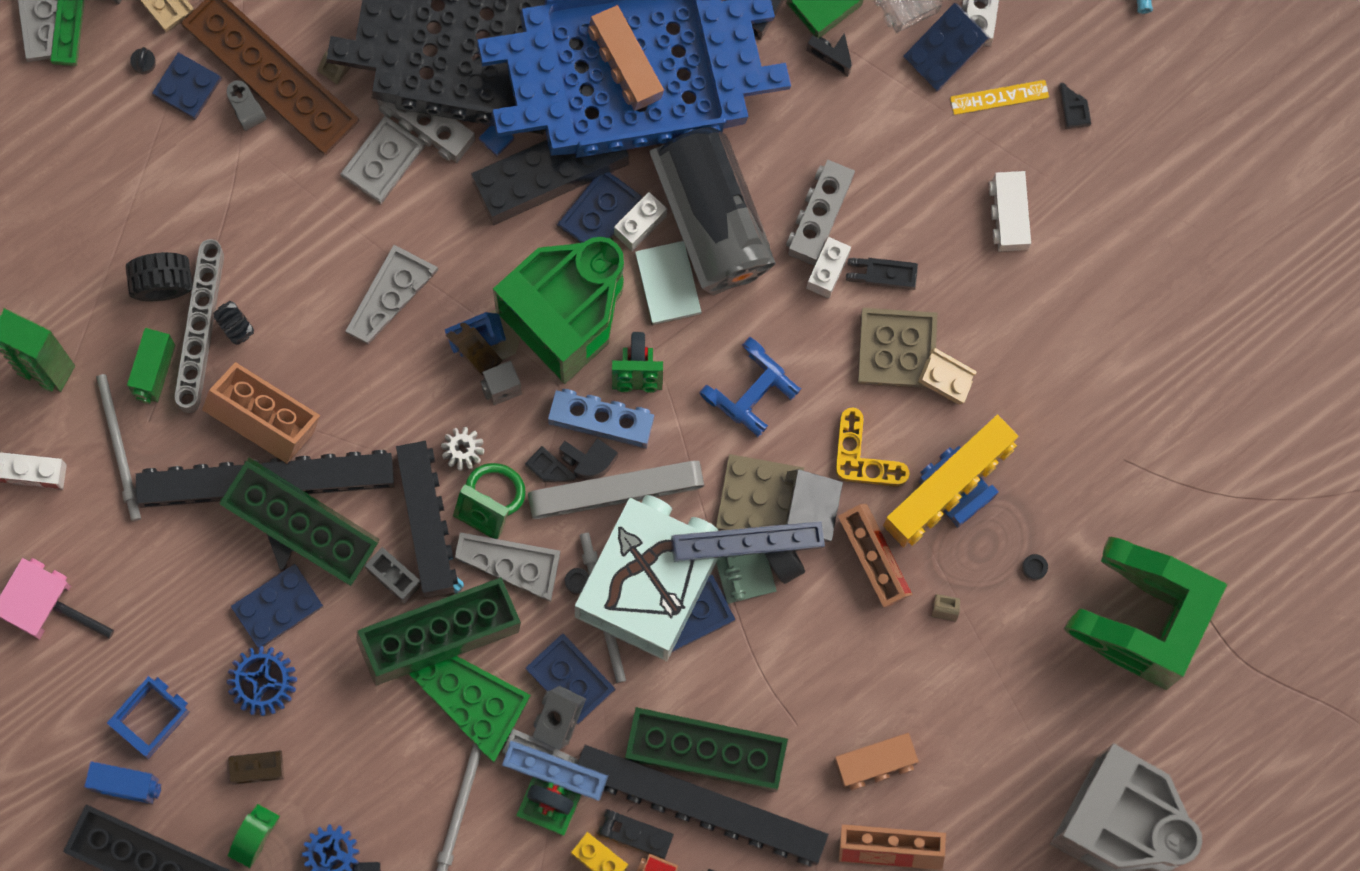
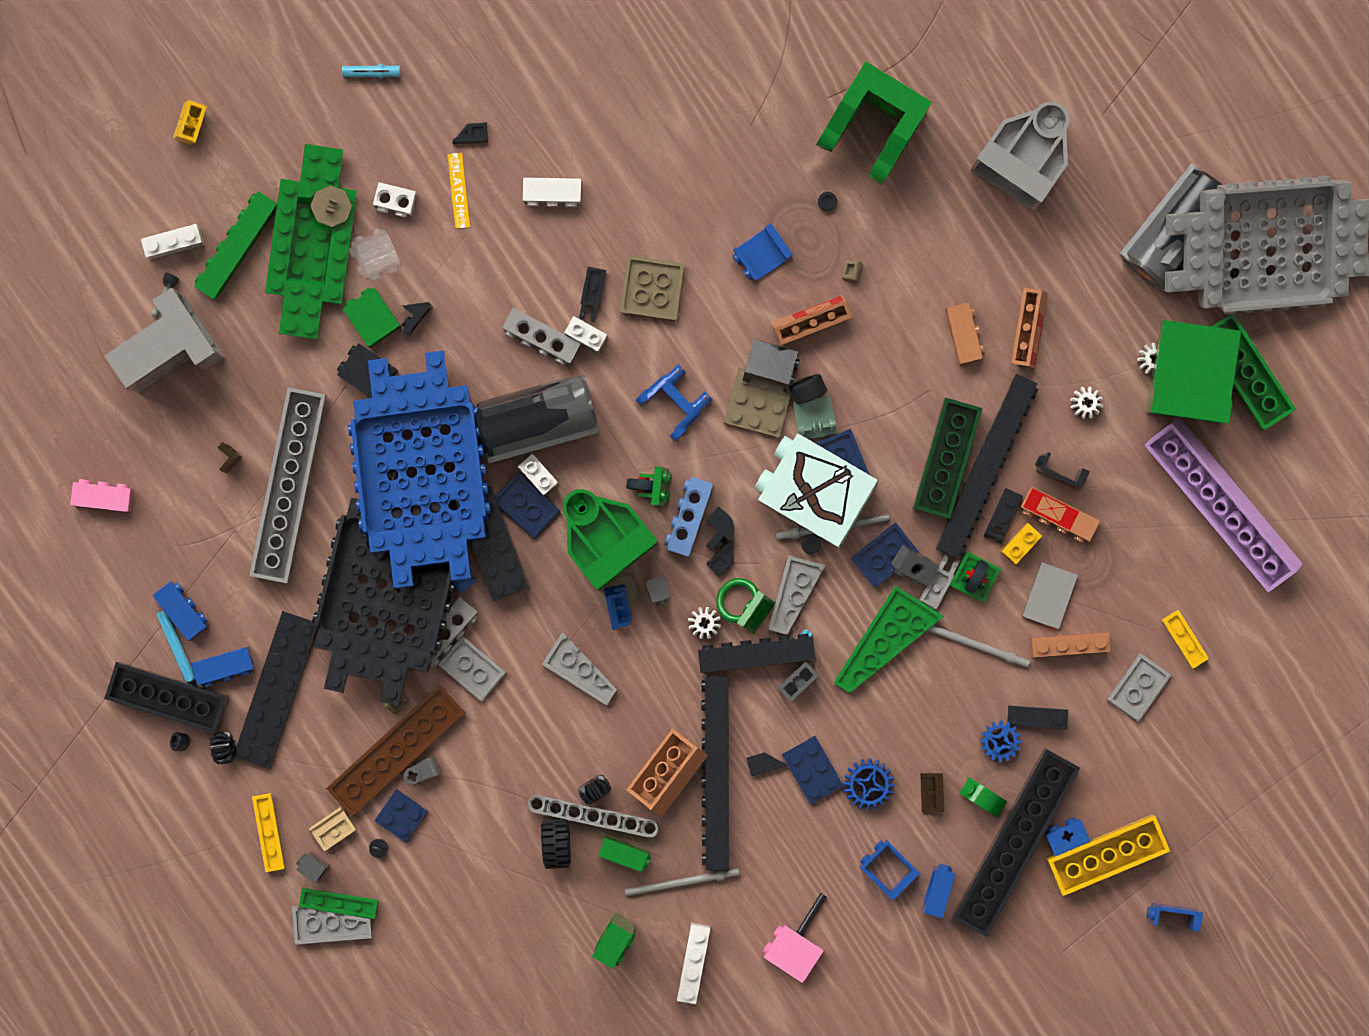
camera: 75 degrees left, 10 degrees up
(299, 521) = (754, 748): dark green brick -> none
(438, 631) = (844, 650): dark green brick -> none
(474, 348) = (631, 607): dark brown hinge -> none
(555, 770) = (954, 571): medium blue tile -> none
(615, 489) = (744, 510): light grey beam -> none
(625, 58) = (414, 475): nougat brick -> none
(668, 282) = (586, 457): light aqua tile -> none
(747, 541) = (799, 414): tile -> none
(854, 459) = (733, 328): yellow beam -> none
(946, 46) = (418, 227): dark blue plate -> none
(947, 376) = (677, 252): tan plate -> none
(953, 478) = (760, 257): yellow brick -> none

